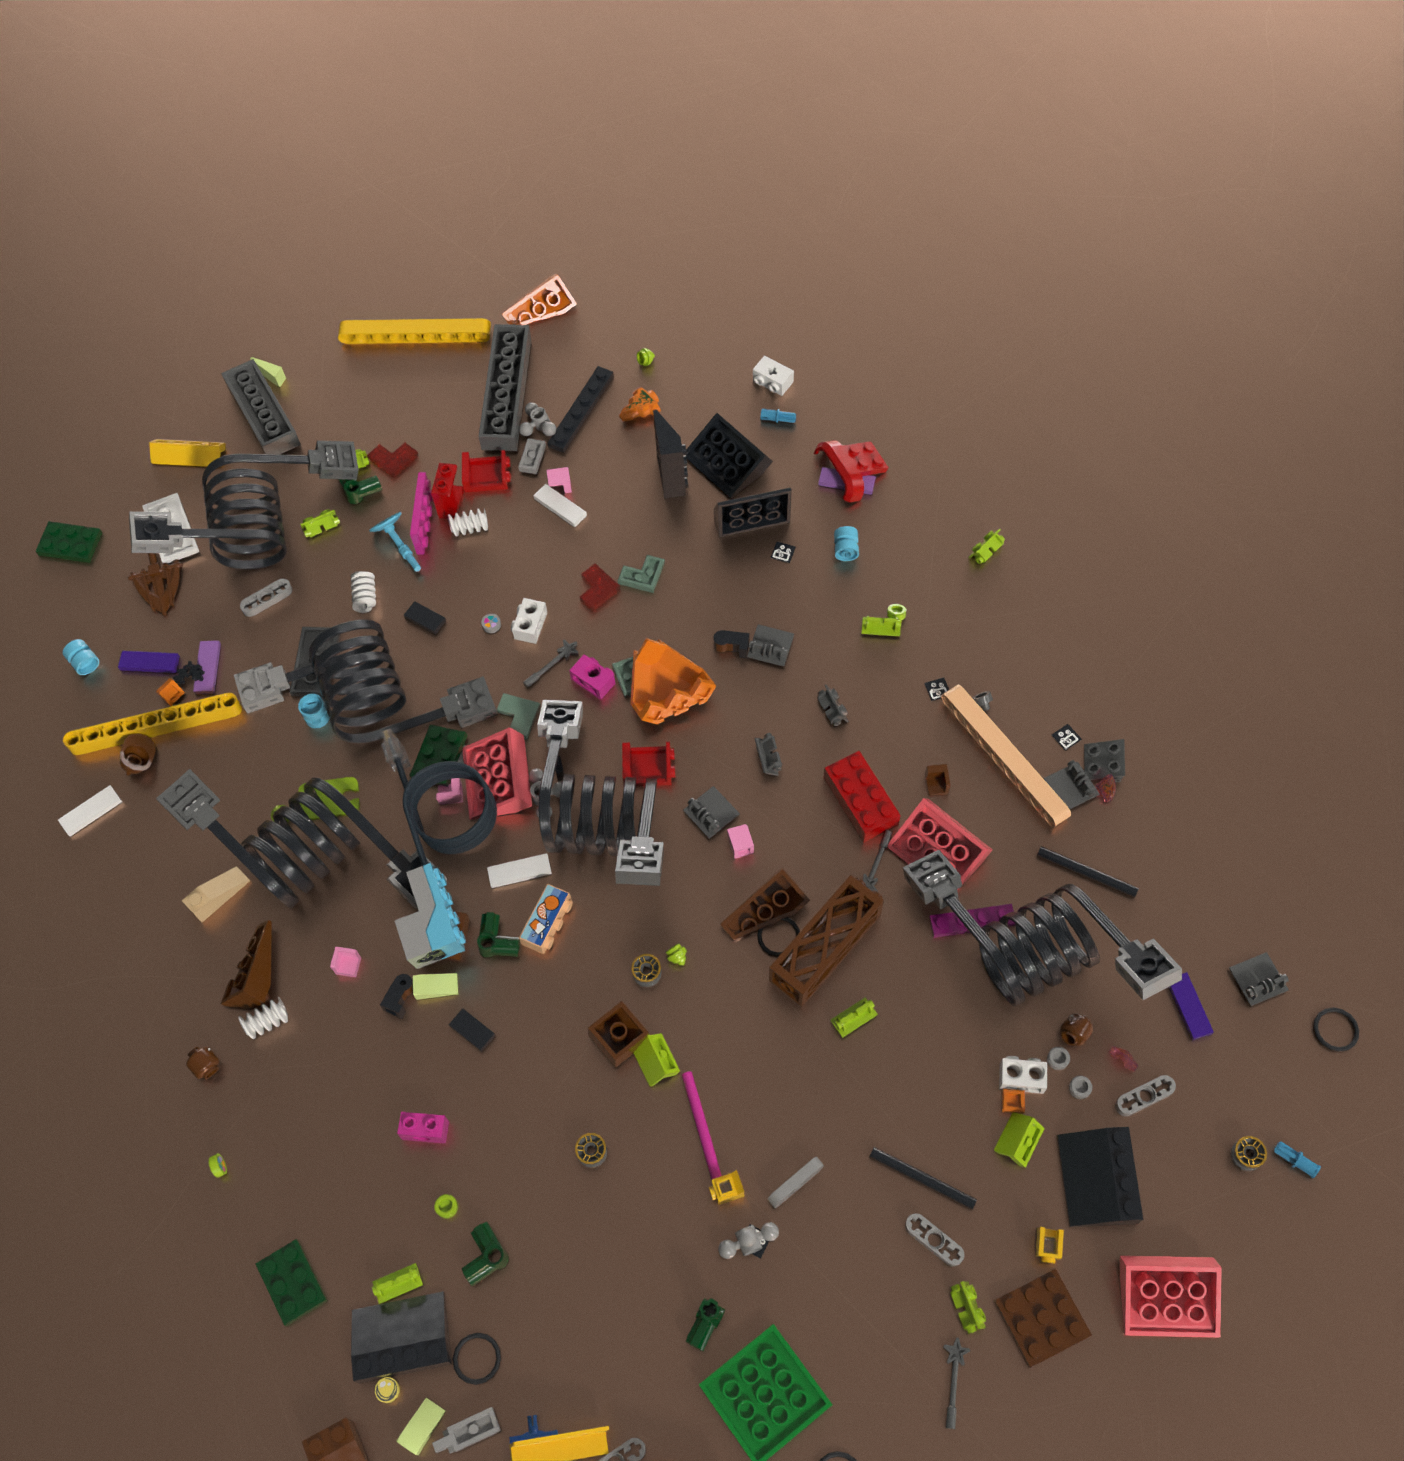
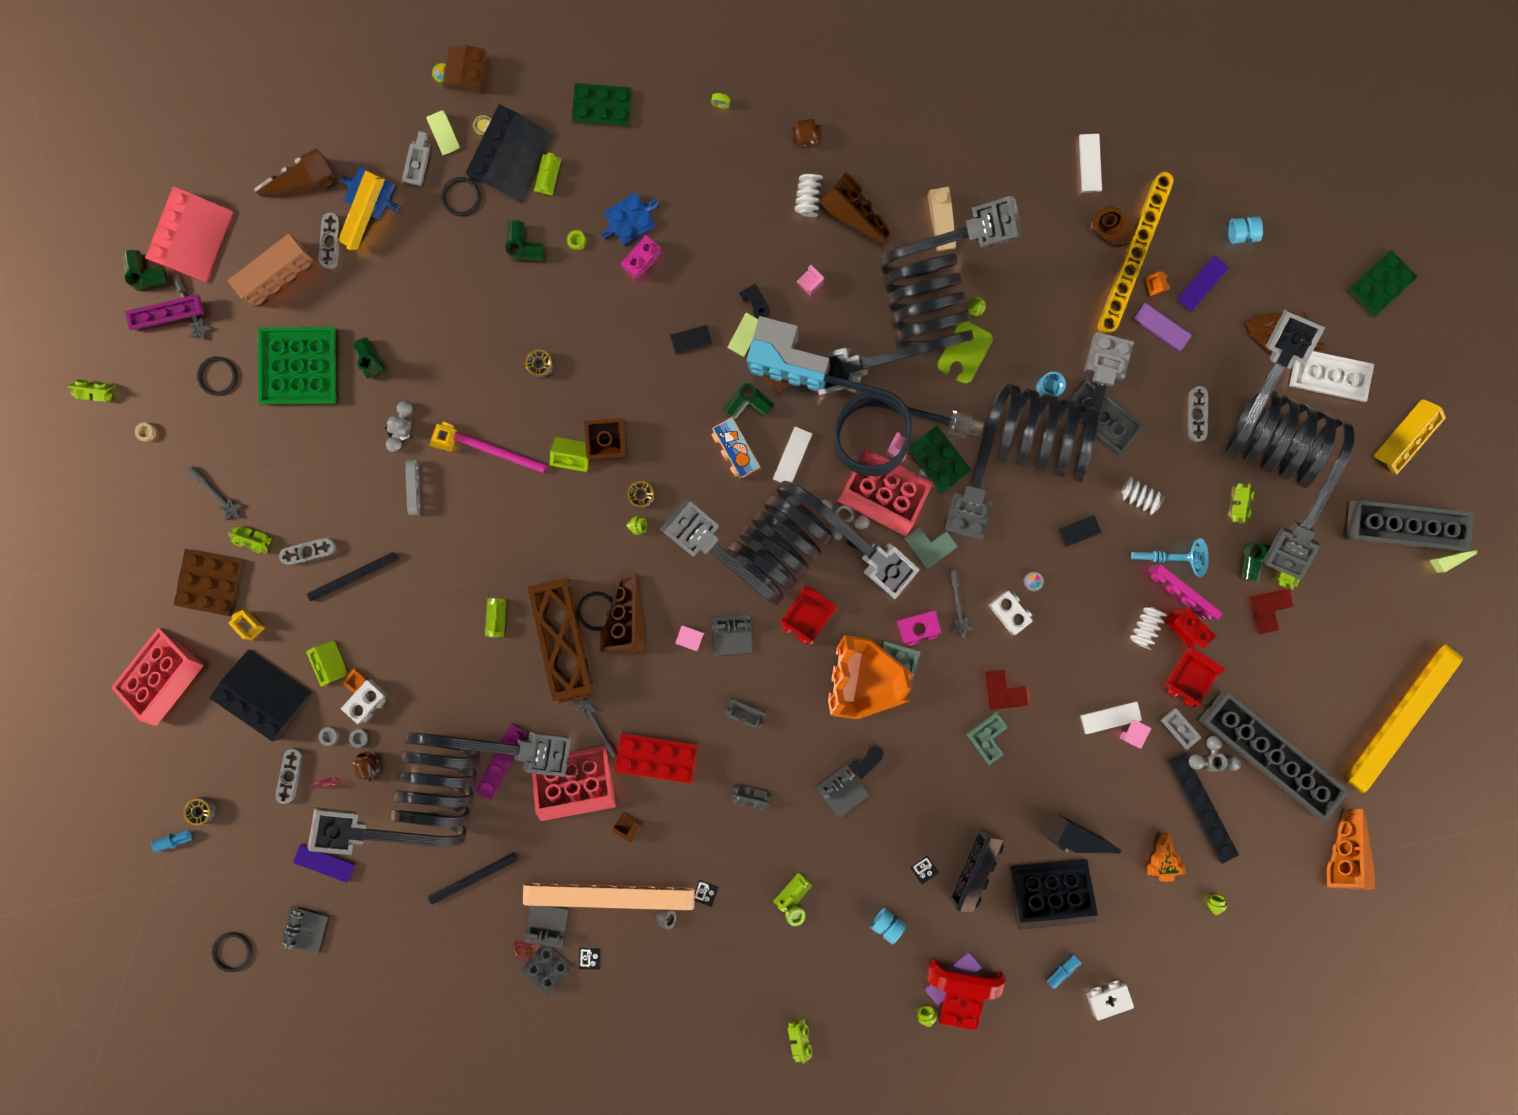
camera: 130 degrees right, 25 degrees up
(195, 672) = (1163, 313): black animal -> none
(392, 1169) = (629, 219): none -> blue plate
(889, 477) = (927, 1016): none -> lime plate

